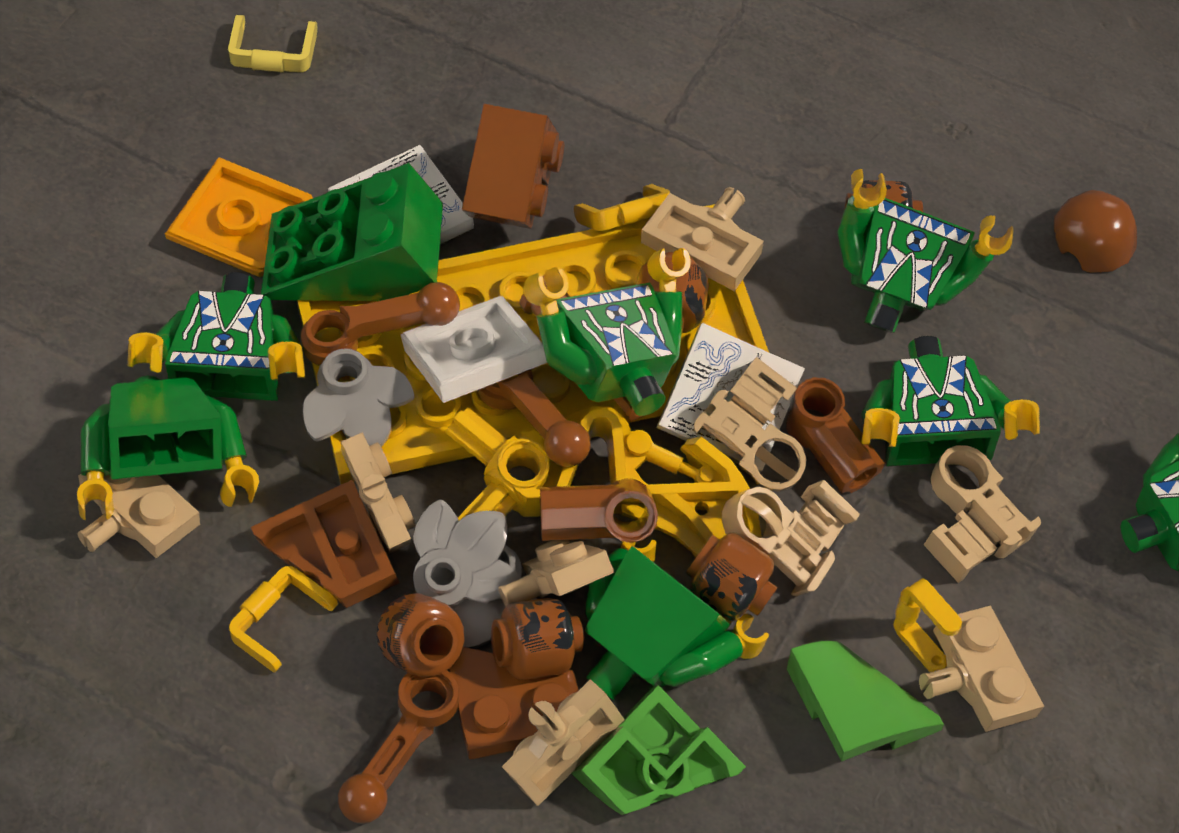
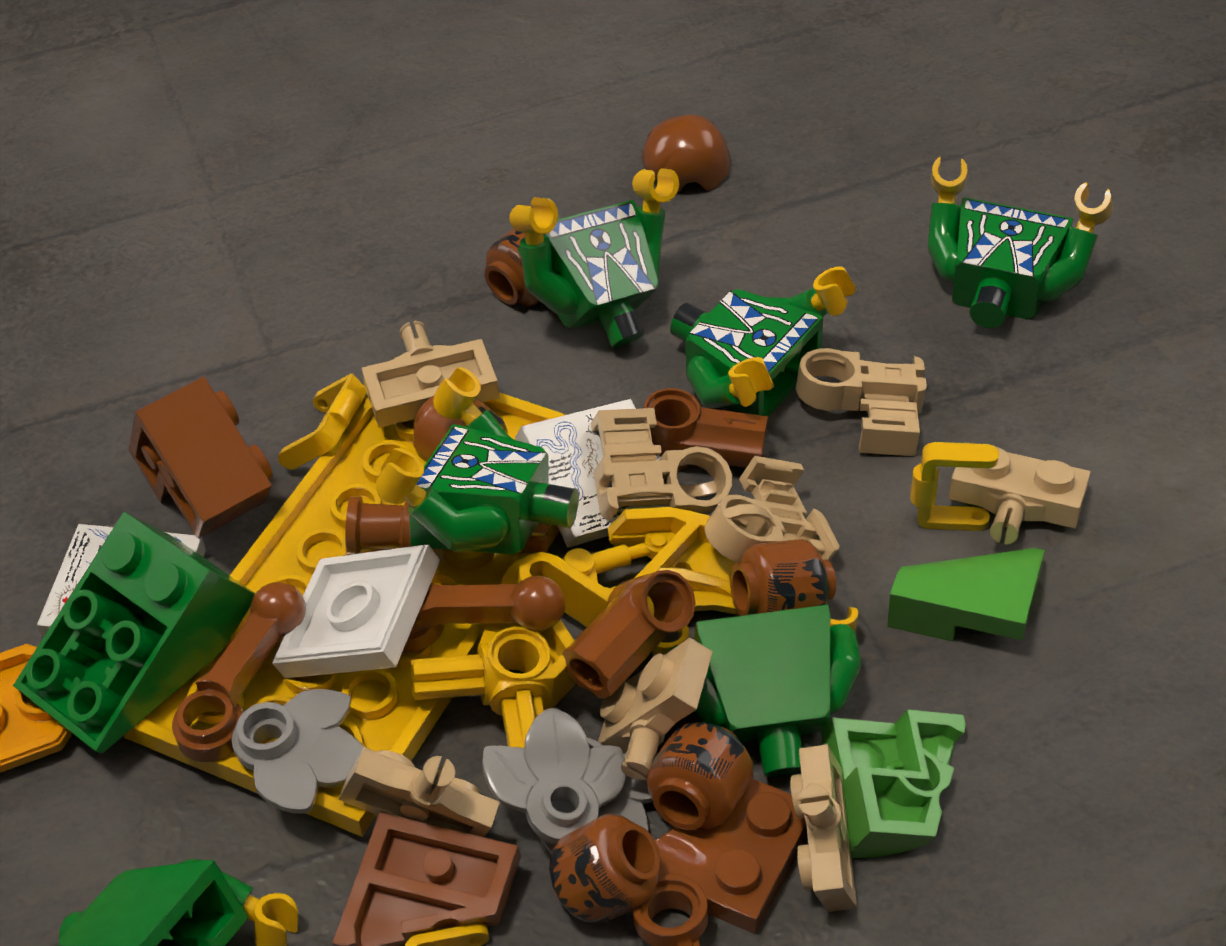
camera: 45 degrees left, 10 degrees down
(224, 343) = (116, 813): torso -> none

